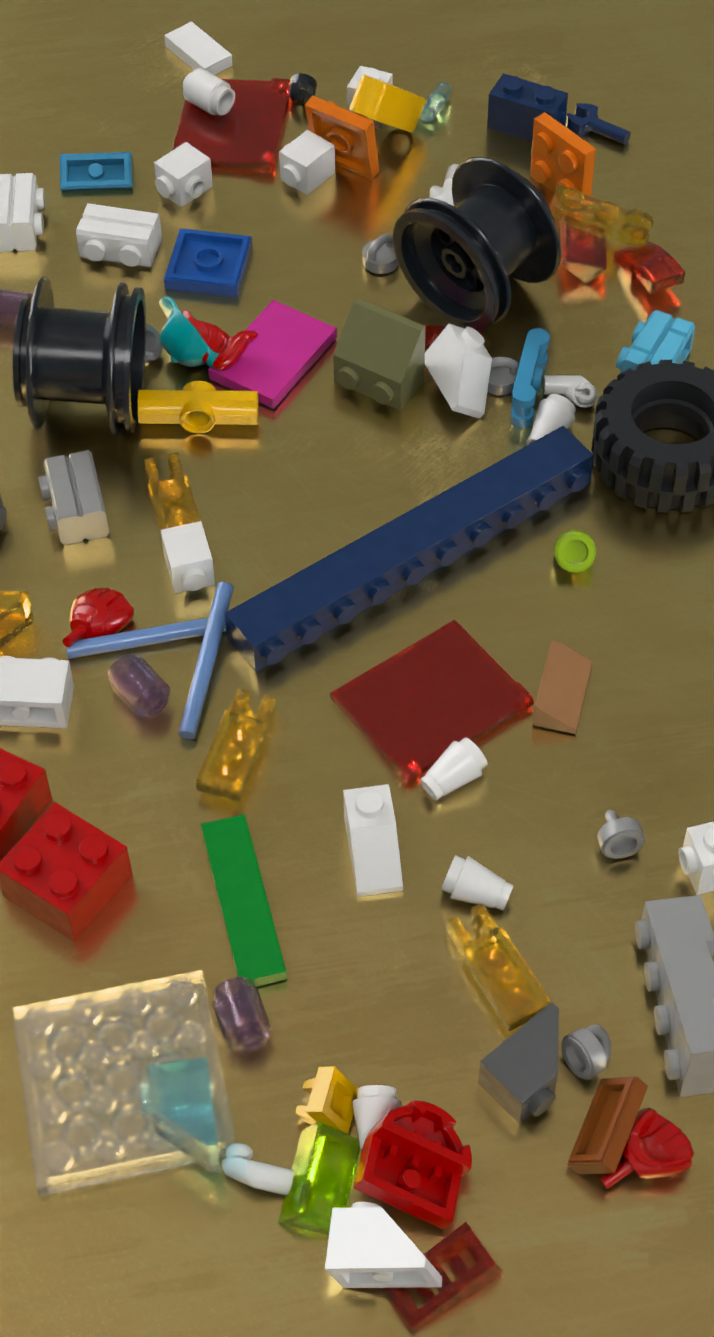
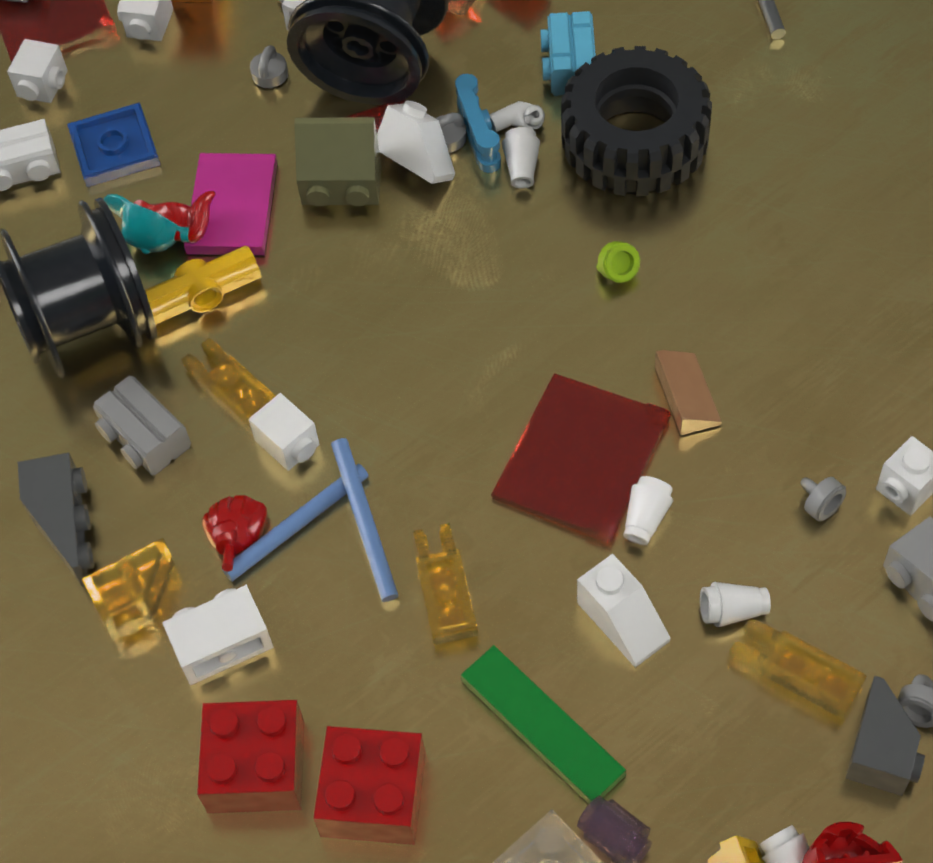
camera: 25 degrees left, 5 degrees up
(138, 685) = (320, 574): brick -> none
(408, 548) = (474, 332): dark blue brick -> none

